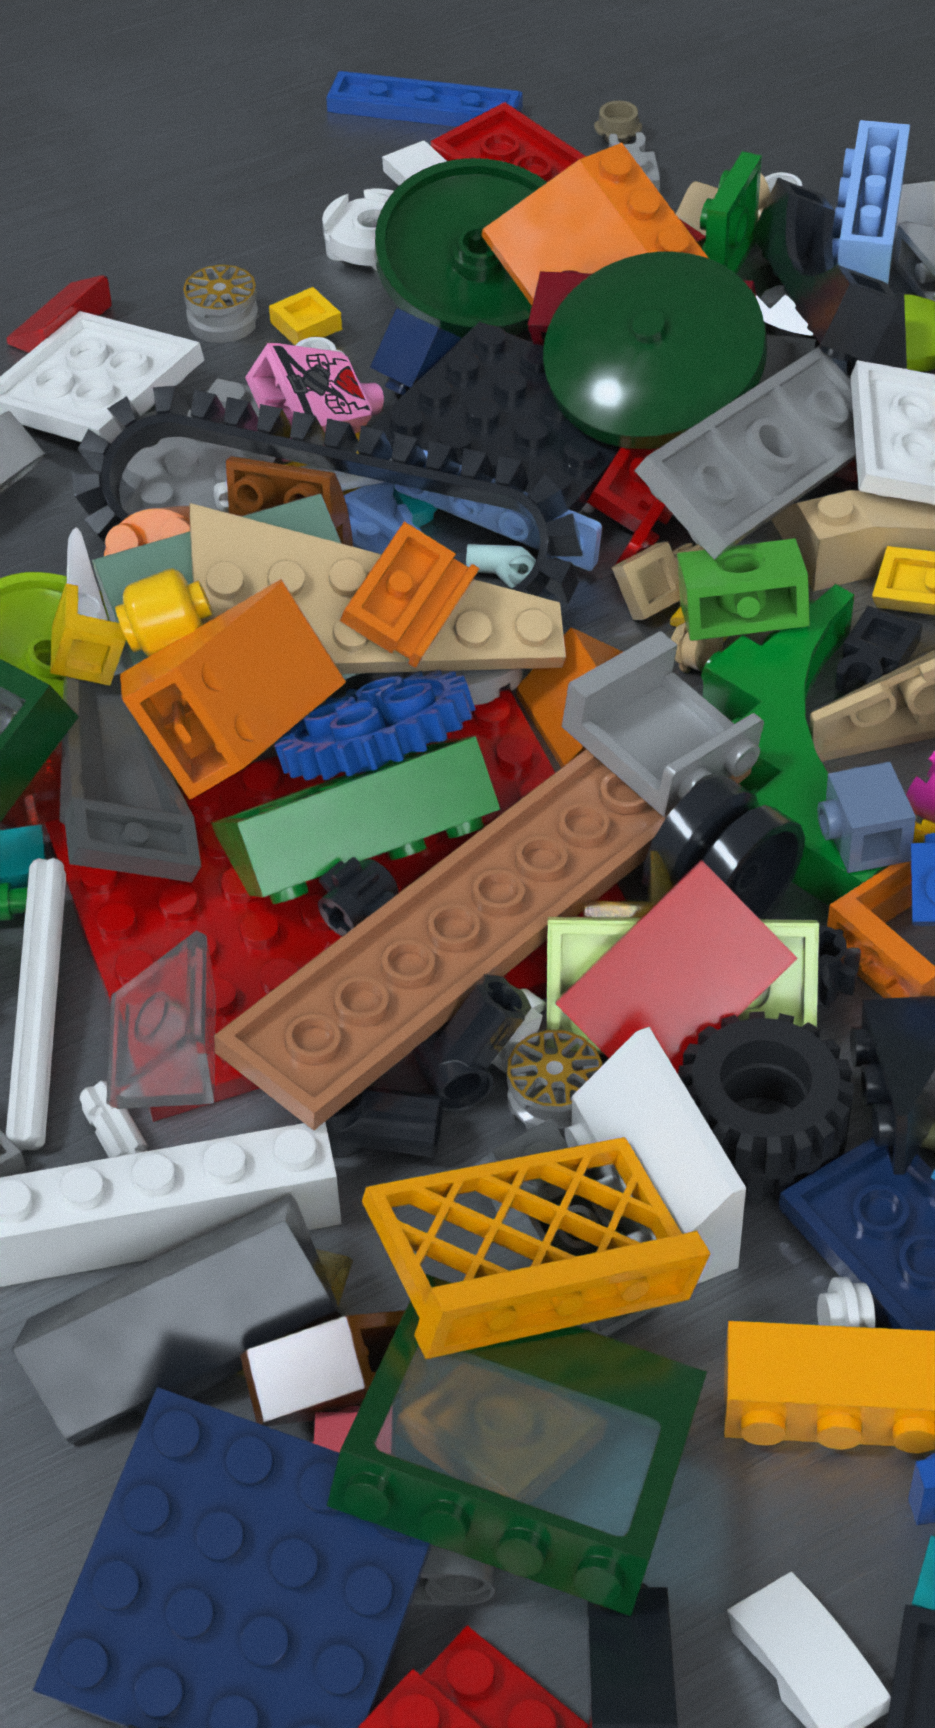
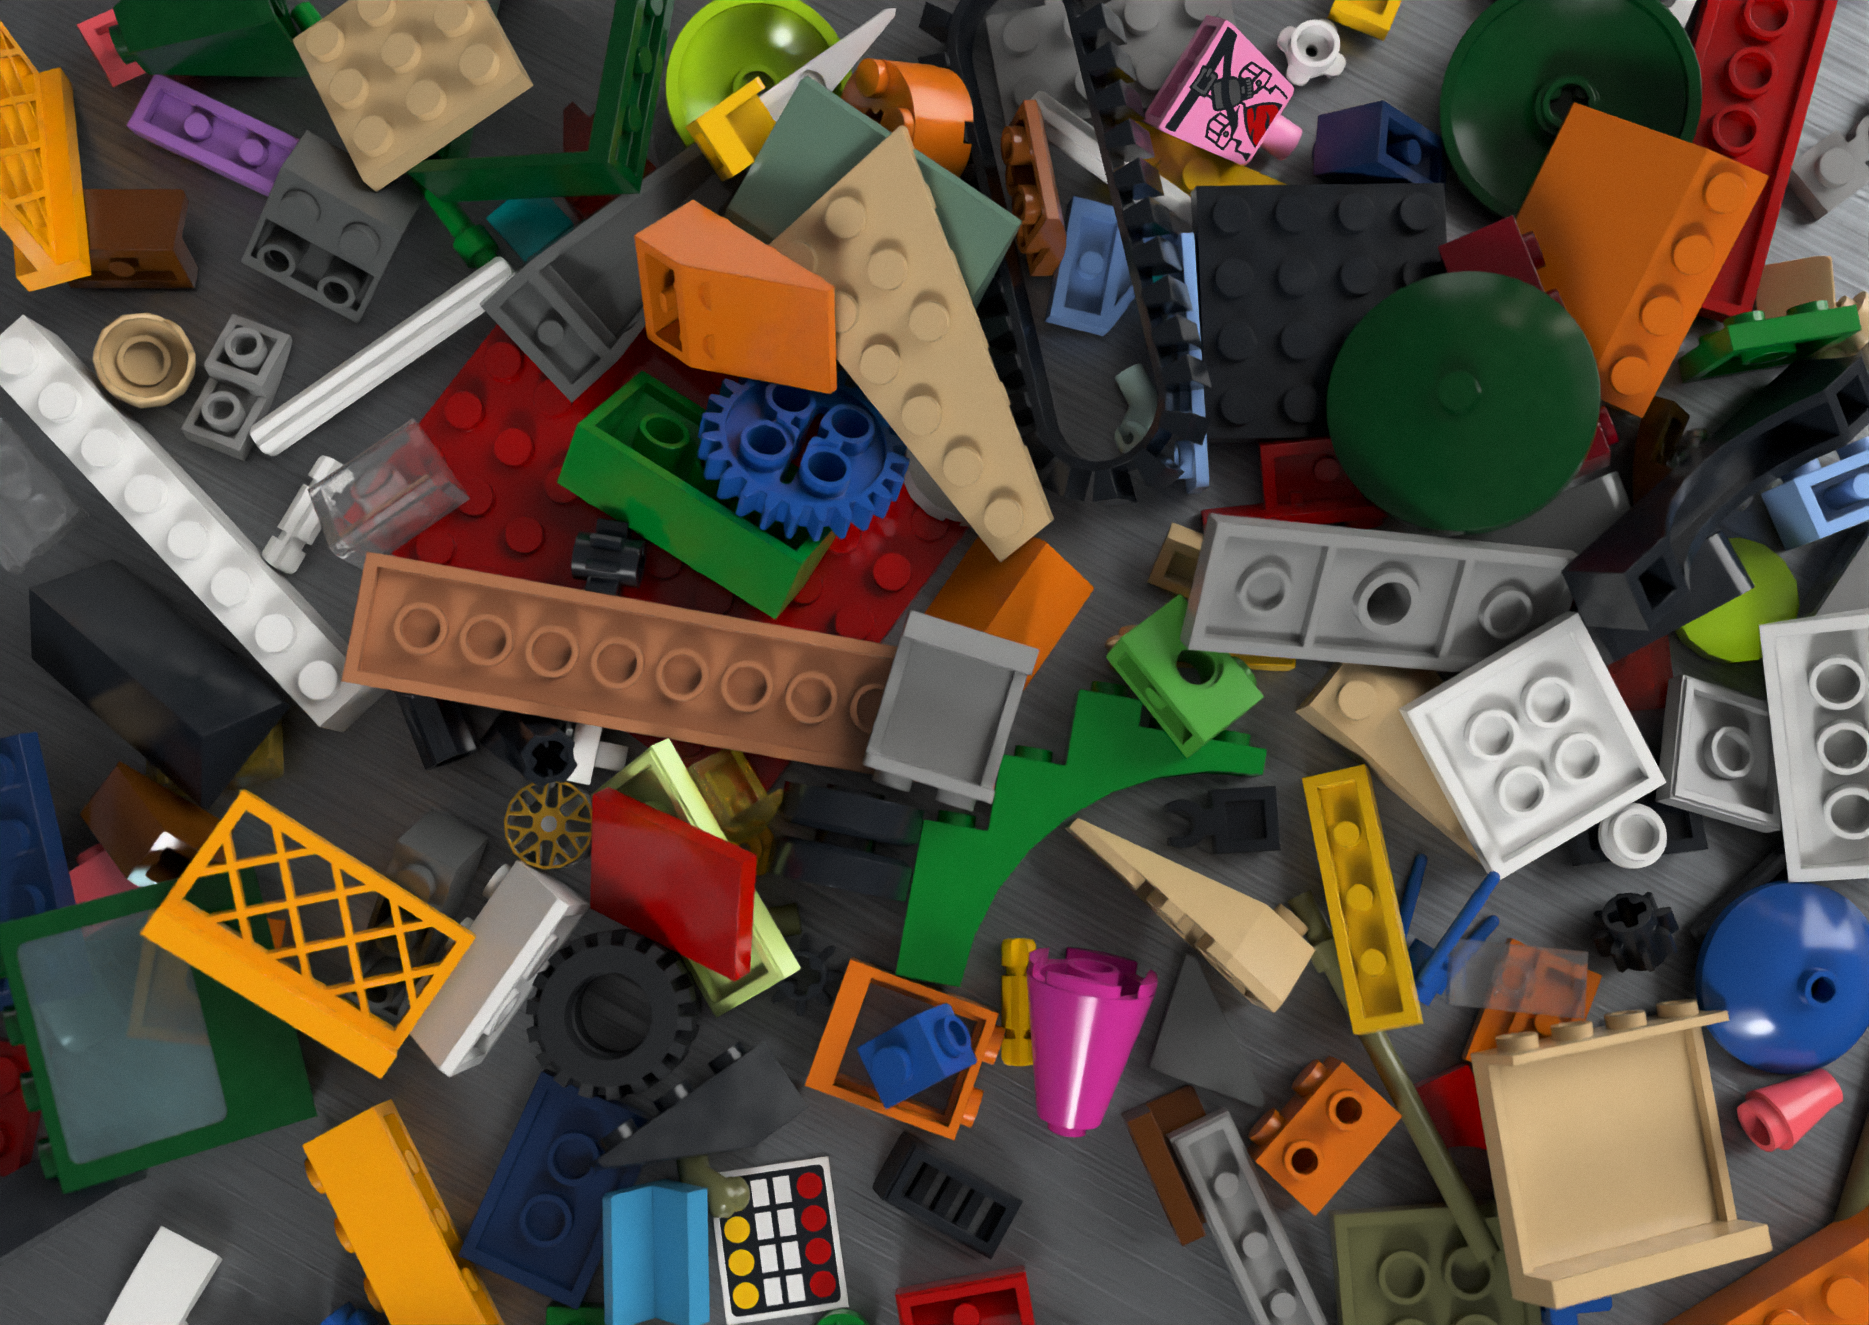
camera: 55 degrees right, 35 degrees up
(161, 610) = (765, 194): yellow head -> none
(409, 594) = (936, 395): orange plate -> none
(846, 1304) = (461, 1181): white plate -> none
(867, 817) = (949, 946): sand blue brick -> none

